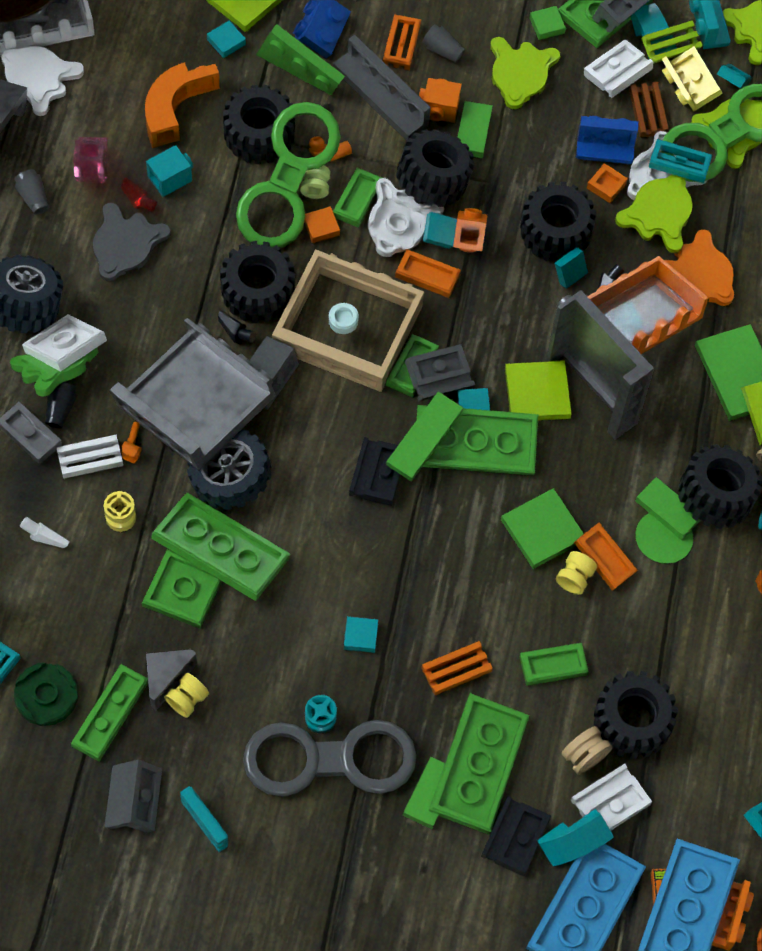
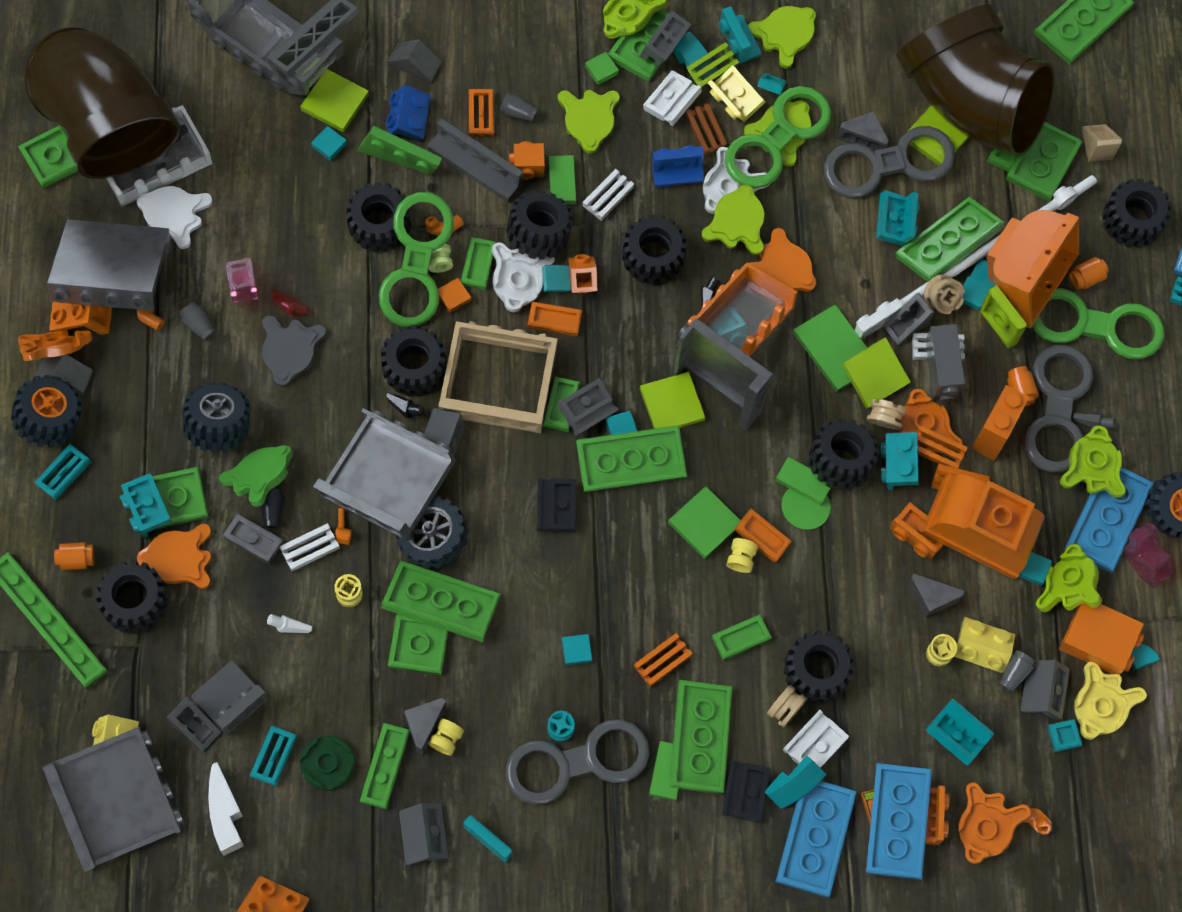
camera: 15 degrees left, 5 degrees up
(64, 342) = (262, 452): white tile -> none
(166, 95) = (291, 206): orange arch -> none
(169, 170) = (312, 275): teal brick -> none
(343, 318) = (495, 378): light aqua tile -> none
(424, 436) = (589, 467): bright green tile -> none
(503, 154) = (621, 180): none -> white tile
(571, 267) = (674, 287): teal tile -> none
(607, 183) = (686, 204): orange tile -> none
(680, 165) = (745, 176): teal tile -> none

